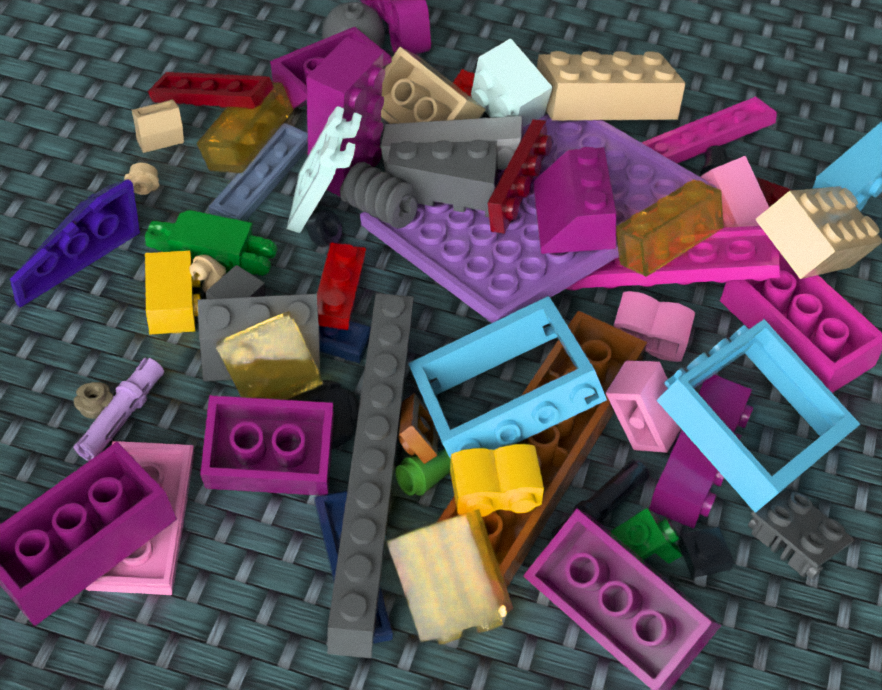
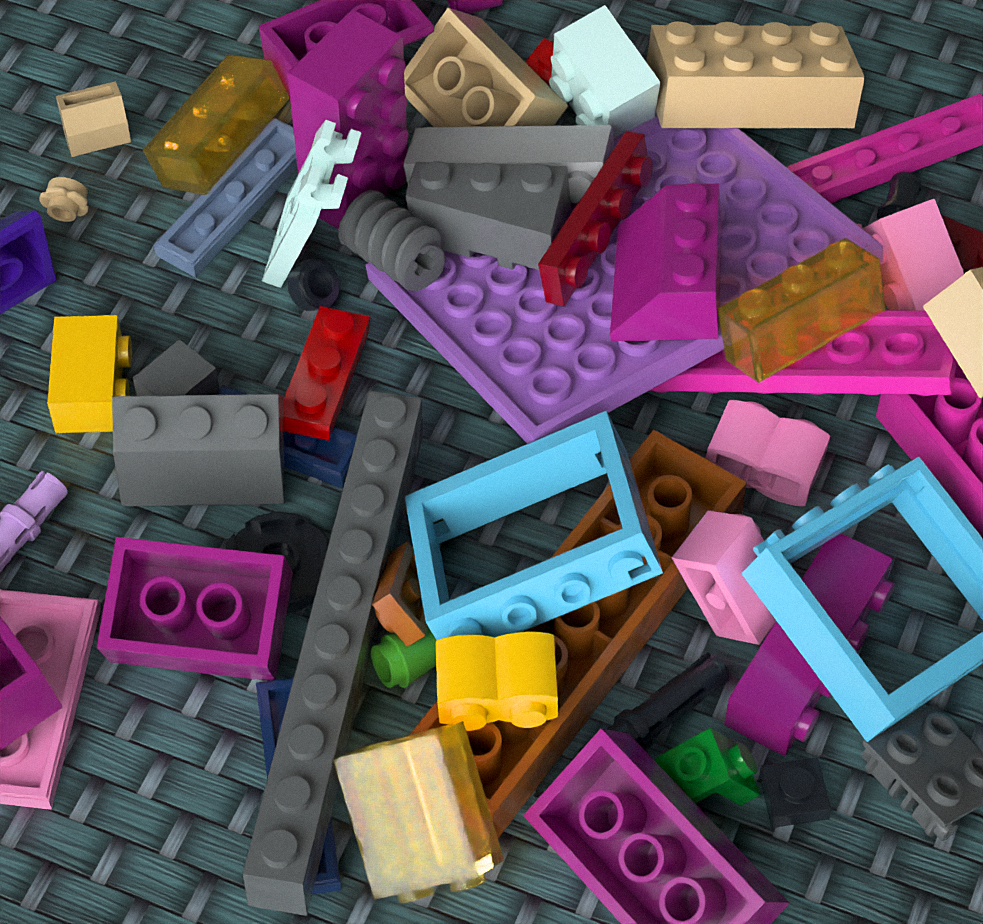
camera: 10 degrees right, 5 degrees up
(208, 269) = (138, 345): tan arm -> none
(211, 89) = (171, 67): dark red plate -> none
(220, 237) = (153, 302): green hinge -> none
(270, 360) = (209, 487): clear yellow plate -> none

